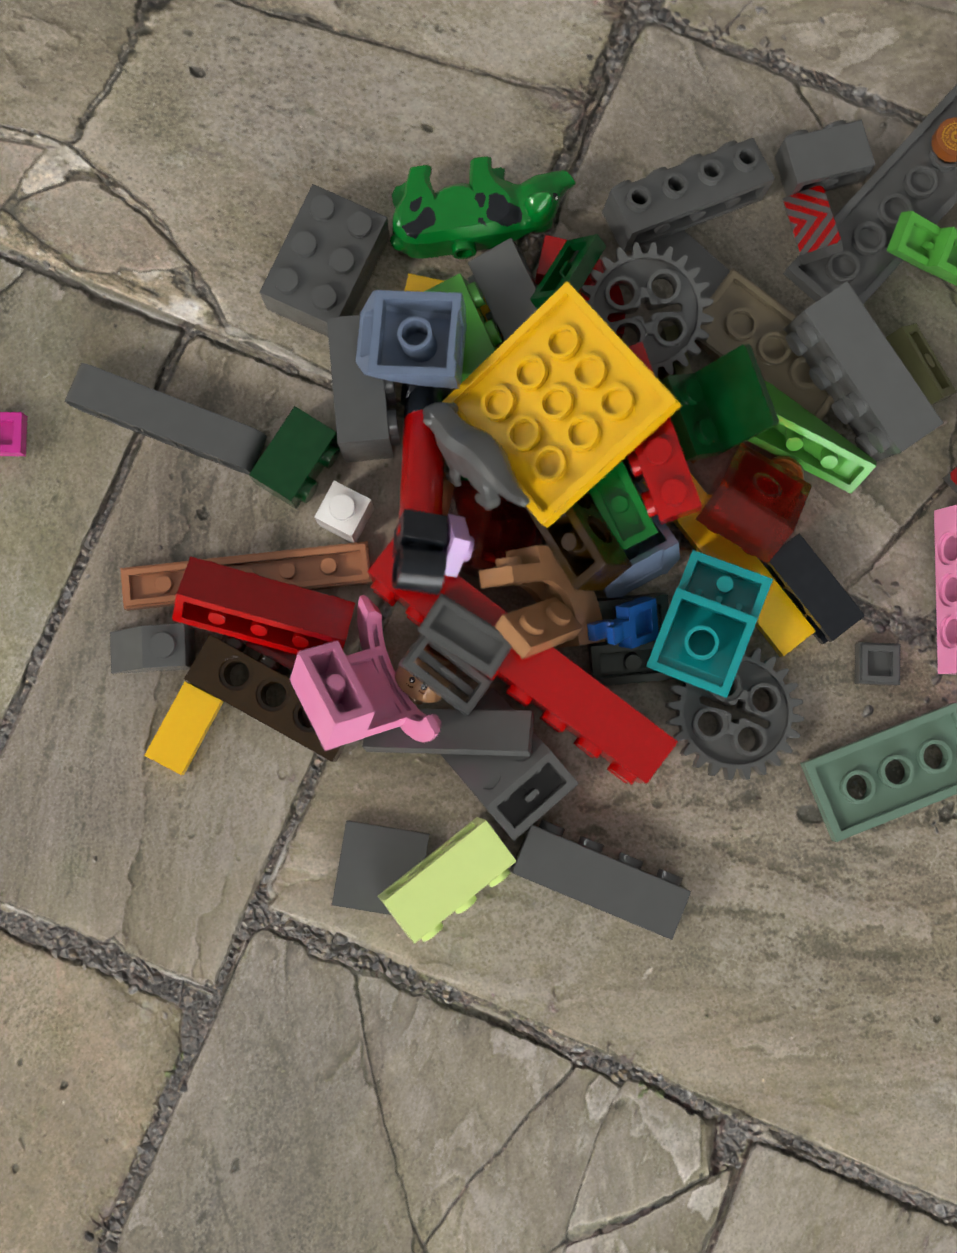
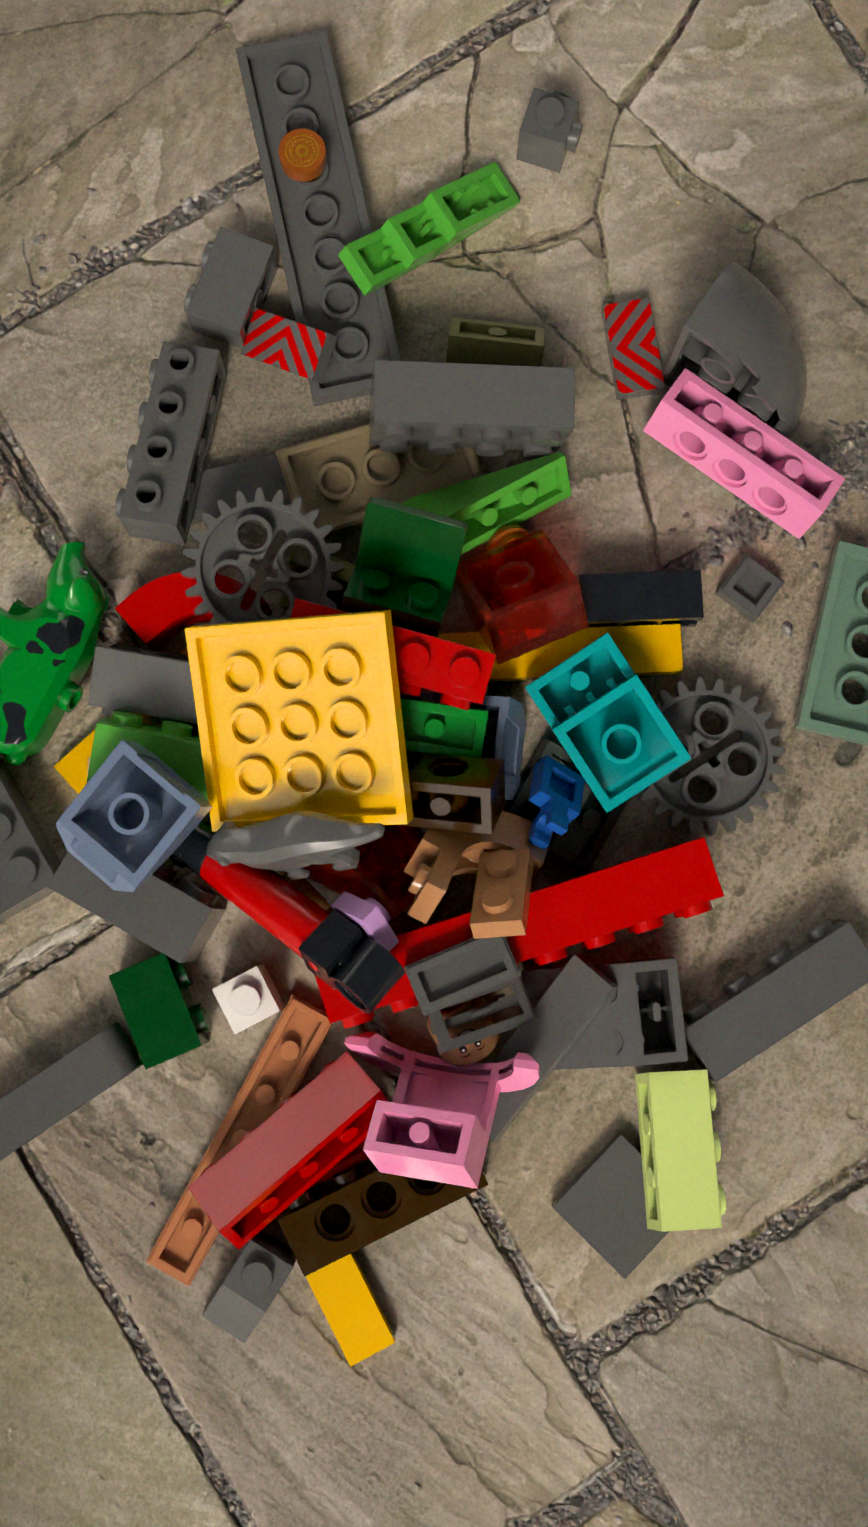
camera: 50 degrees left, 0 degrees up
(571, 265) = (168, 612): dark green tile -> none

